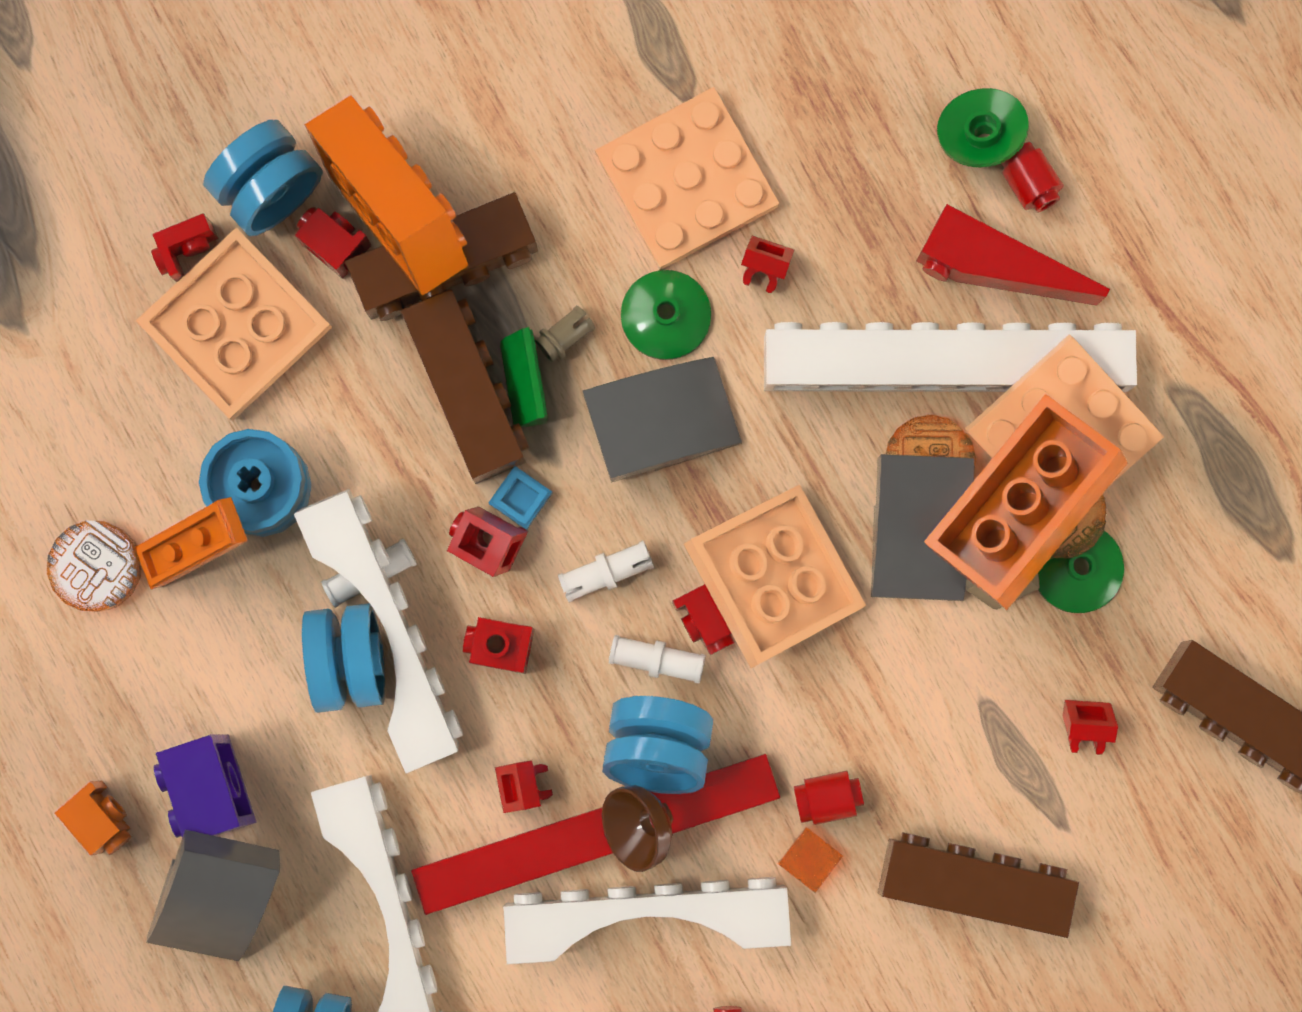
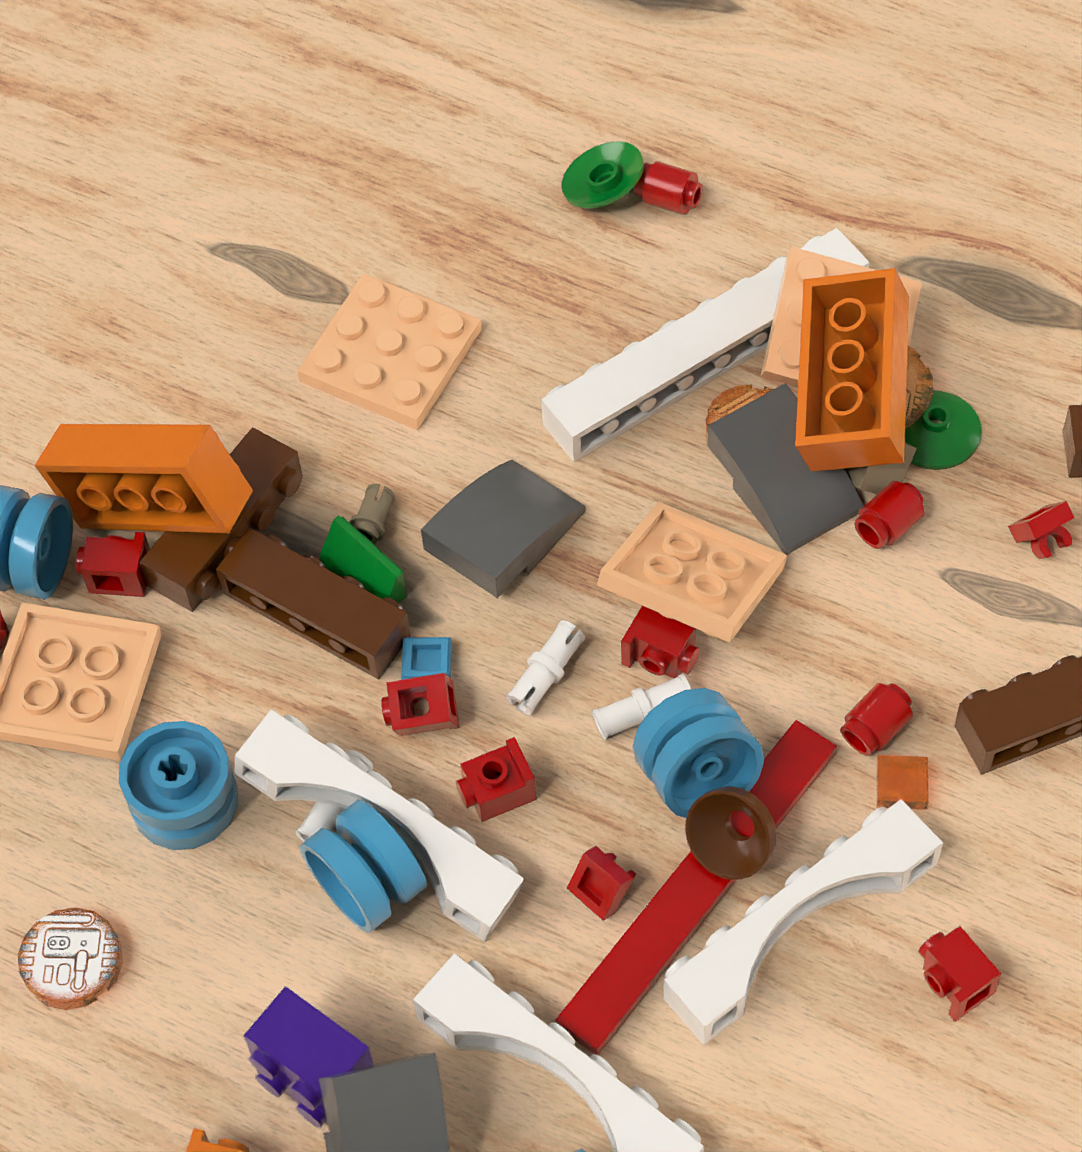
camera: 30 degrees left, 25 degrees down
(191, 543) = (153, 862): orange tile -> none
(665, 337) = (448, 471): green dish -> none
(766, 258) = (501, 361): red tile -> none
(975, 628) = (890, 514): none -> red brick
(985, 257) = (682, 256): red slope -> none

